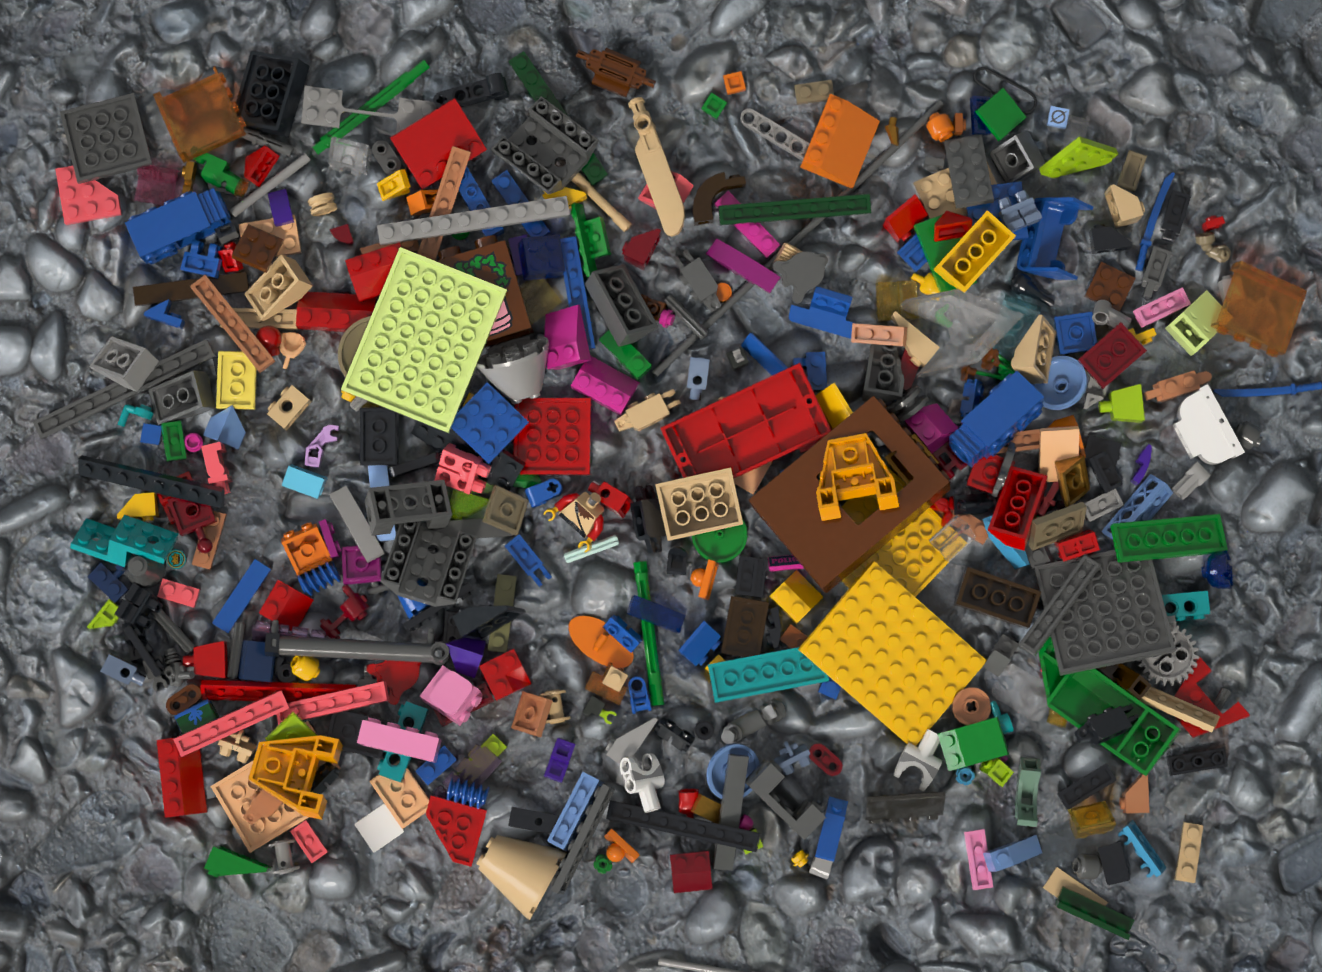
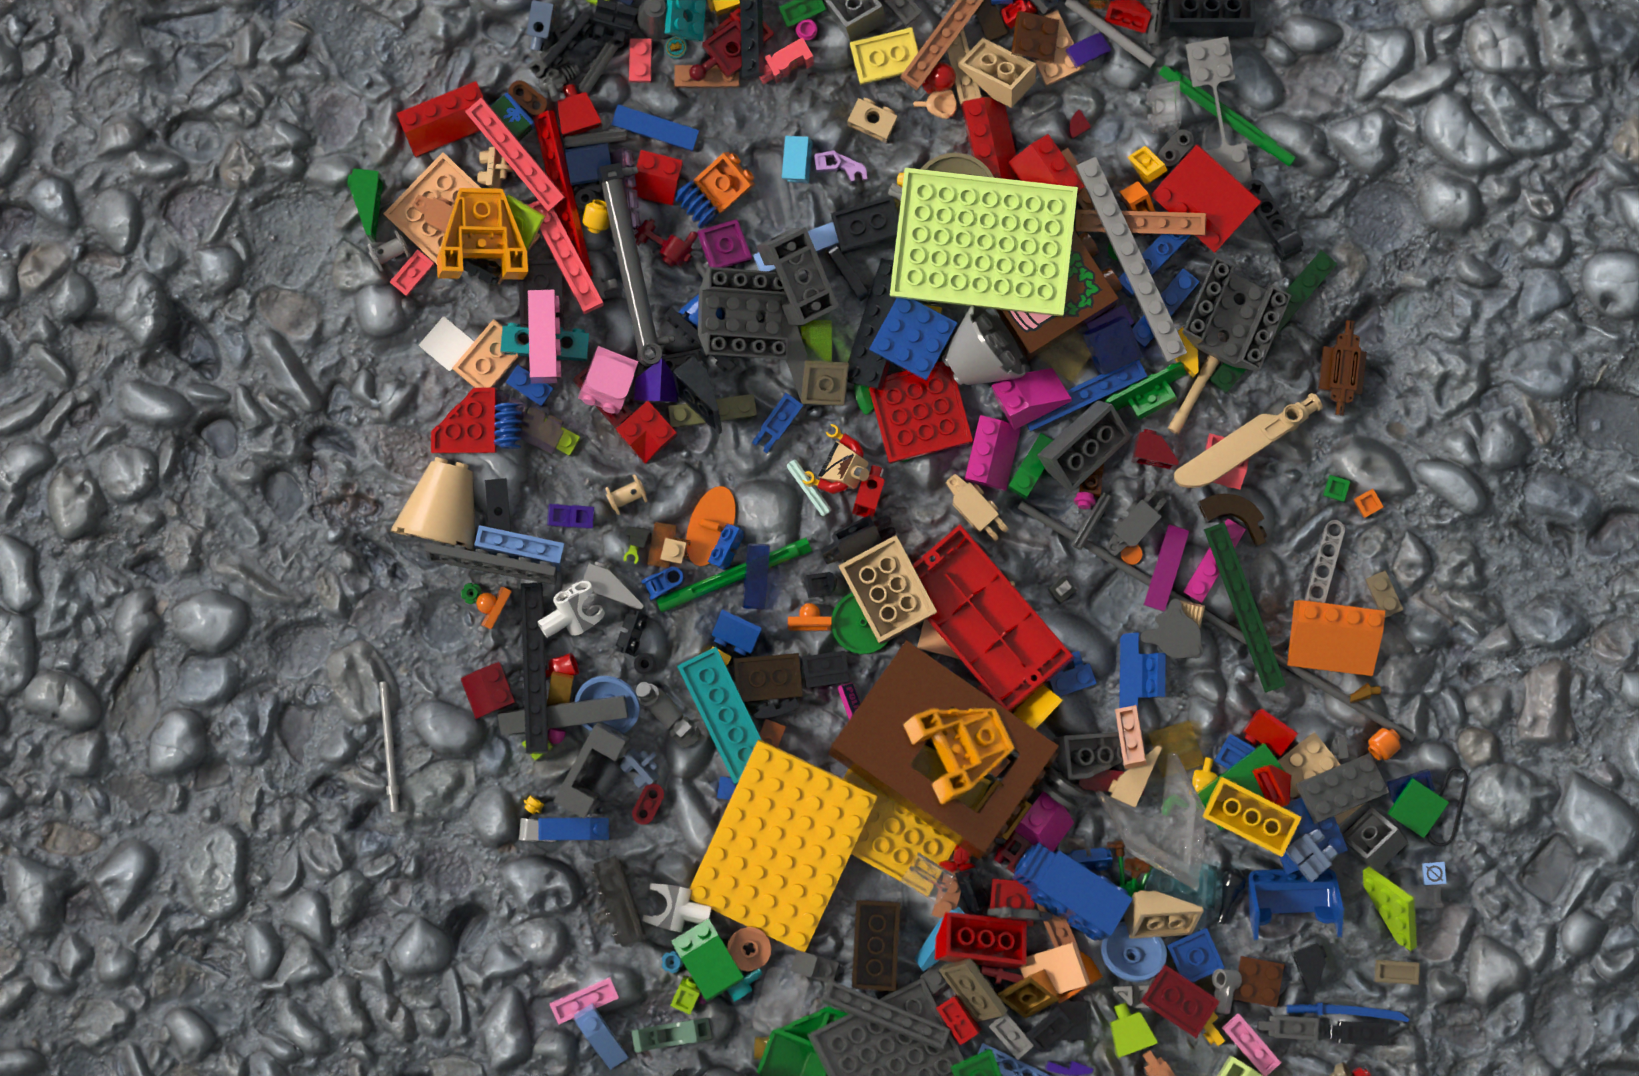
camera: 75 degrees right, 0 degrees up
(226, 428) = (830, 60): medium blue slope -> none
(322, 204) = (1104, 93): tan wheel -> none
(332, 545) = (749, 199): magenta plate -> none
(356, 524) = (766, 227): light grey slope -> none
(397, 675) = (612, 317): red tile -> none
(462, 470) = (854, 323): coral hips -> none
(531, 714) = (611, 472): nougat plate -> none
(540, 493) = (853, 417): blue piece -> none
(698, 367) = (1039, 551): sand blue torso -> none
(763, 355) = (1073, 616): blue slope -> none
(796, 596) = (817, 724): yellow slope -> none
(959, 124) = (1393, 764): dark orange plate -> none
(1123, 206) = (1352, 972): tan slope -> none

